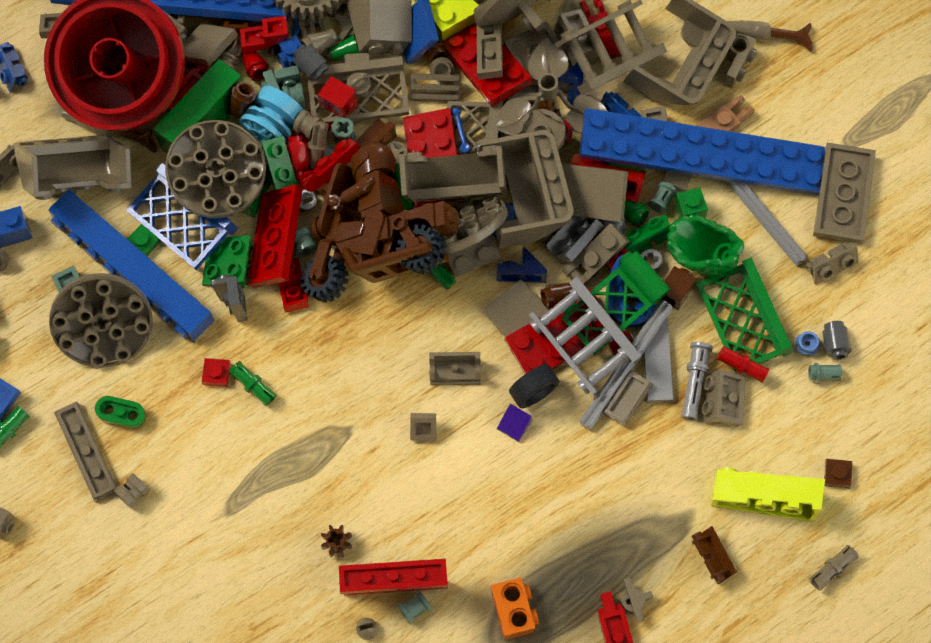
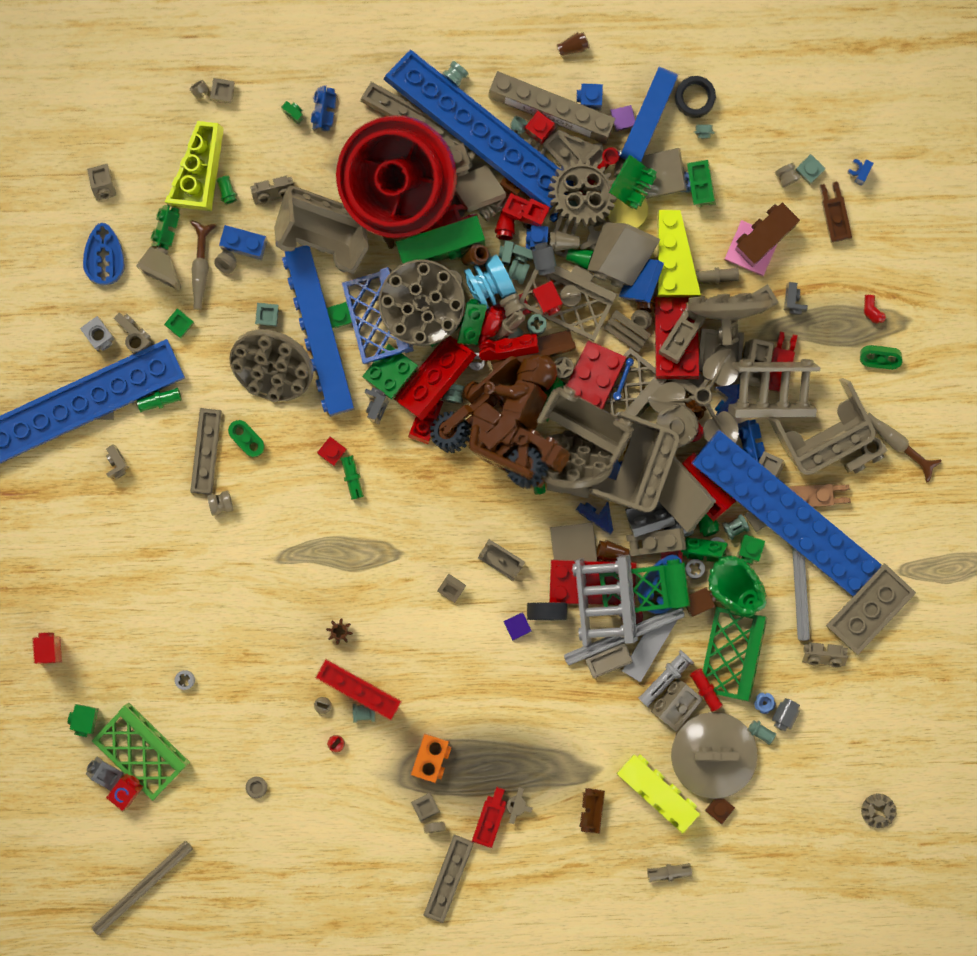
camera: 30 degrees right, 15 degrees up
(795, 423) = (714, 755): none -> dark tan bracket

